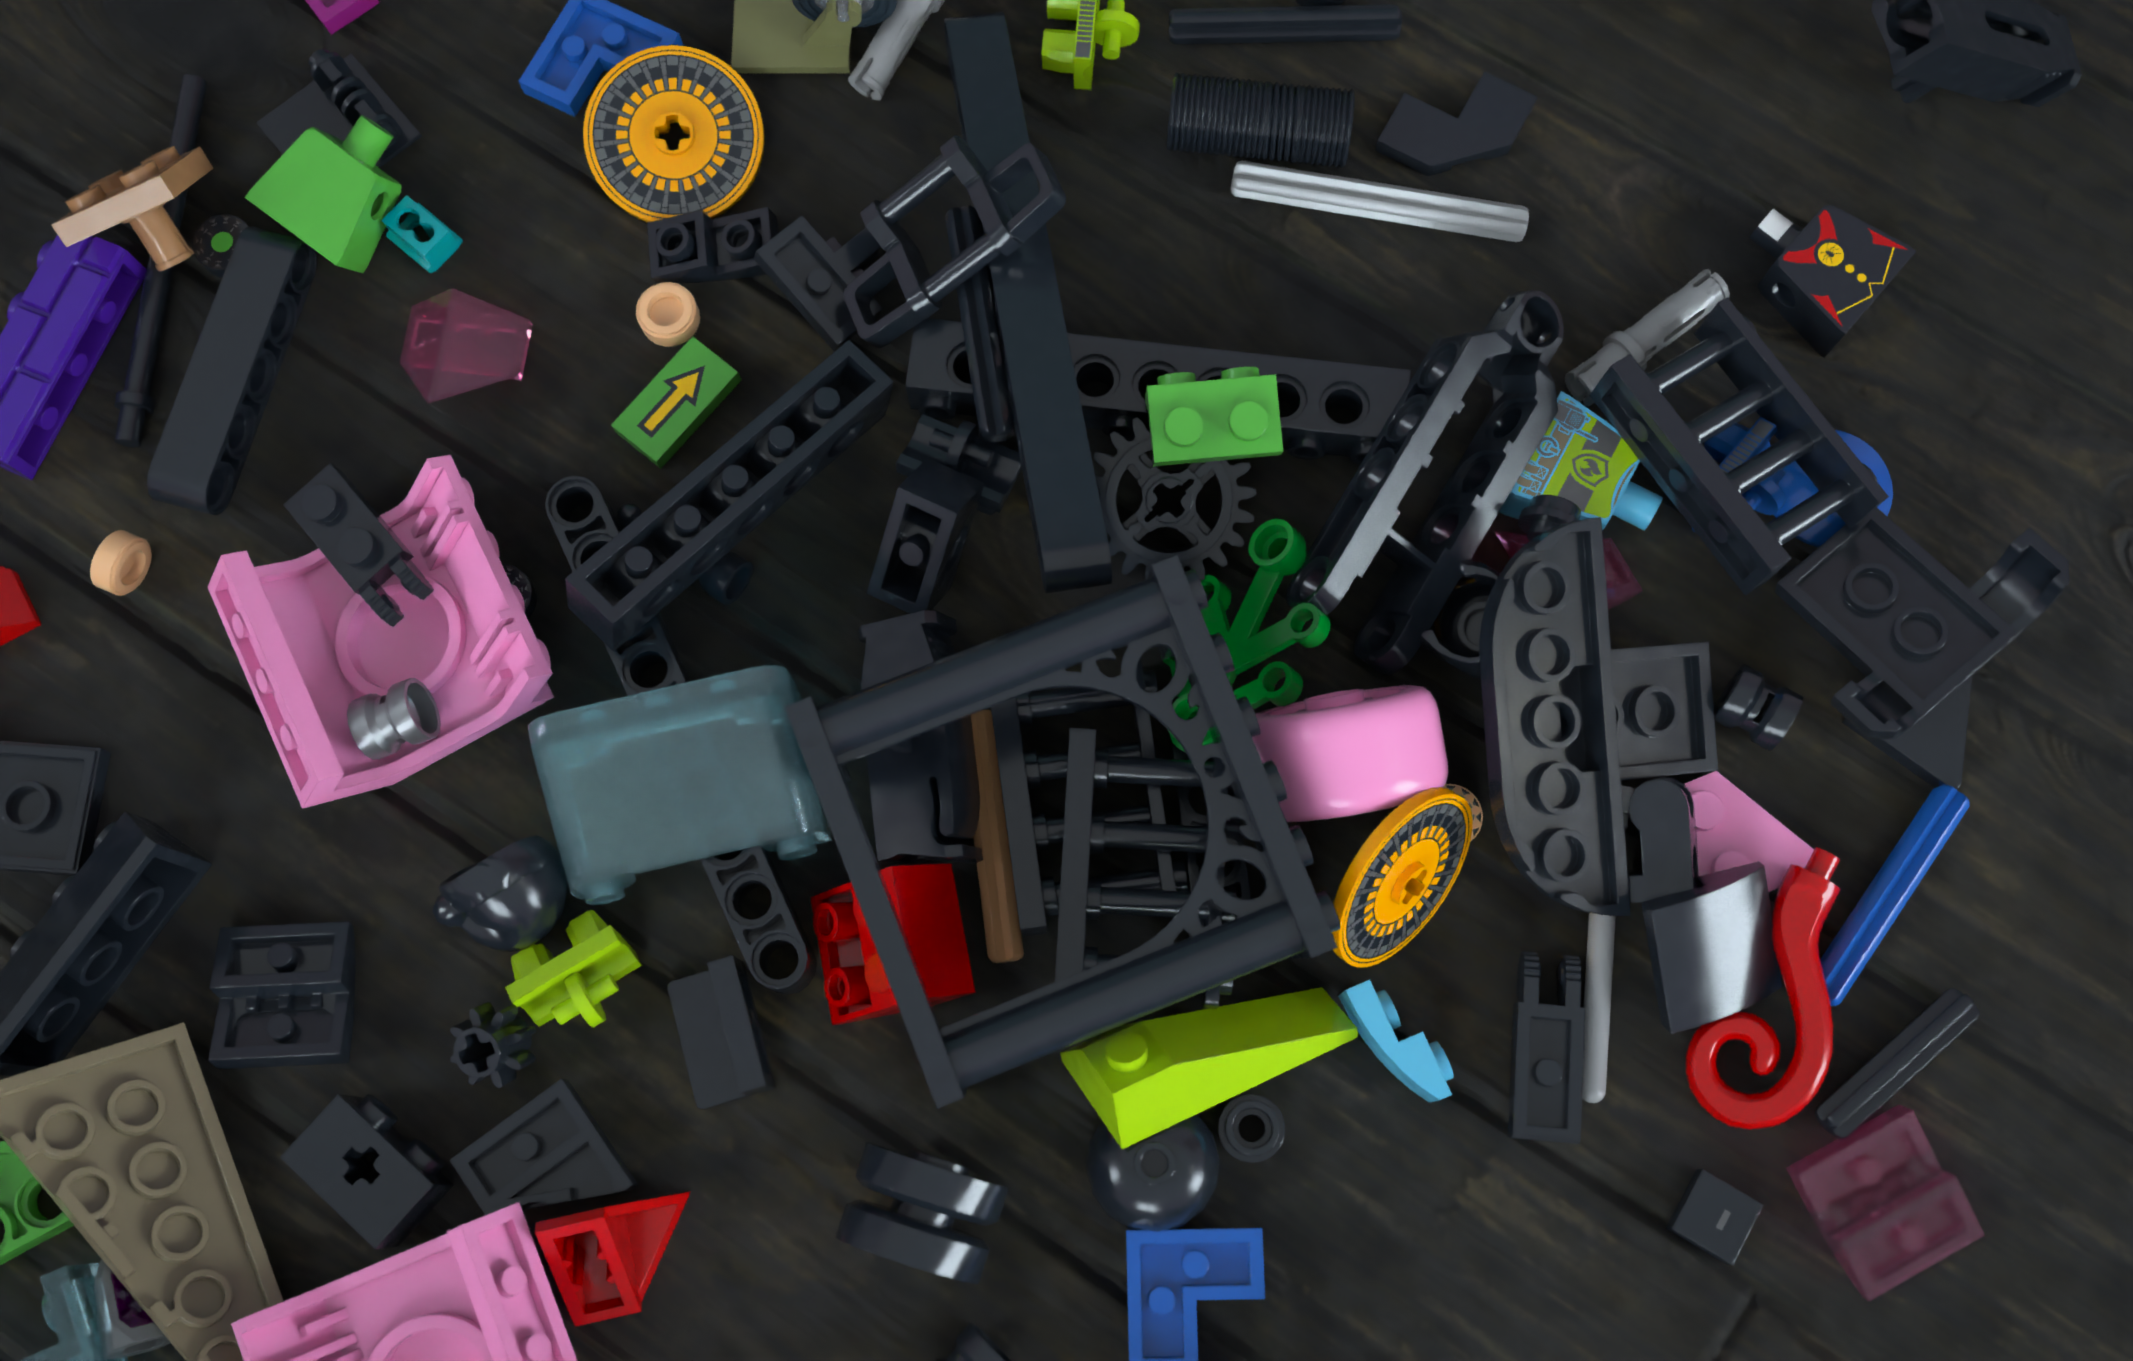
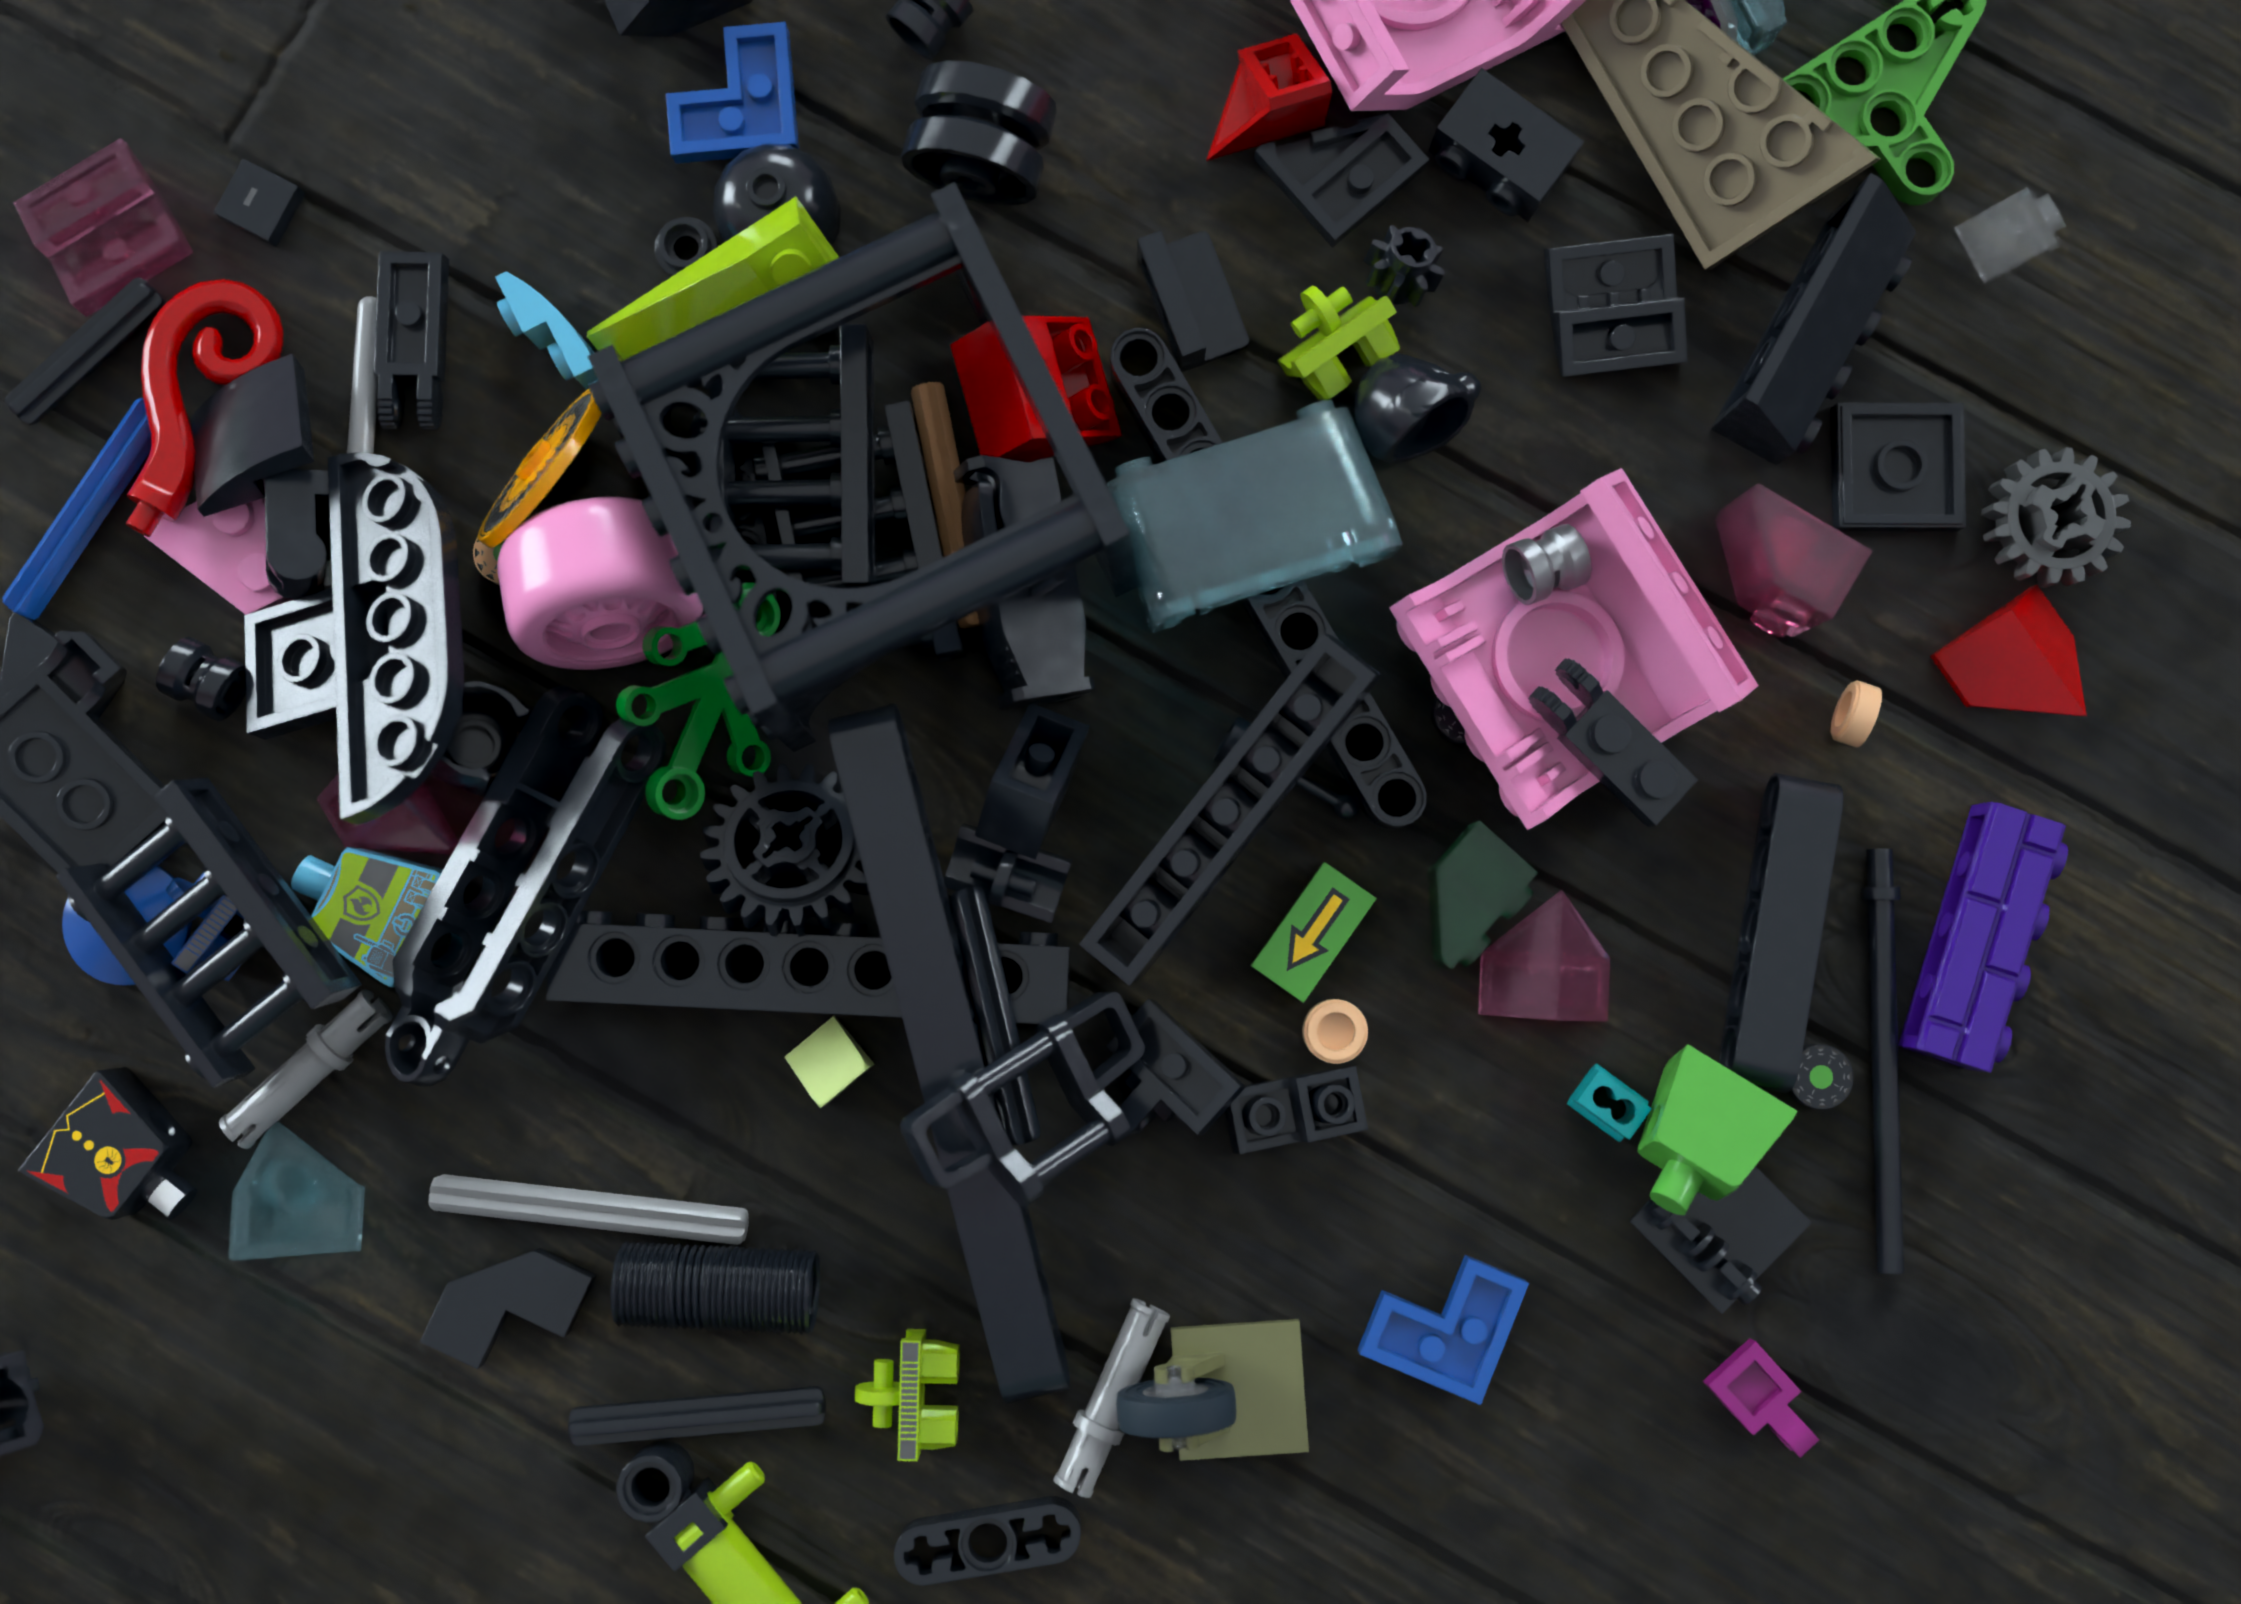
camera: 175 degrees right, 10 degrees up
(139, 200) = (1911, 1098): medium nougat plate -> none
(154, 695) = (1786, 562): none -> clear pink slope
(519, 421) = (1470, 890): none -> clear green slope
(641, 101) = (1393, 1264): piece -> none
(1146, 309) = (828, 1061): none -> yellowish green slope
(1213, 417) = (742, 919): bright green bracket -> none
(1546, 513) = (401, 843): black plate -> none
(1655, 217) = (293, 1202): none -> clear light blue slope

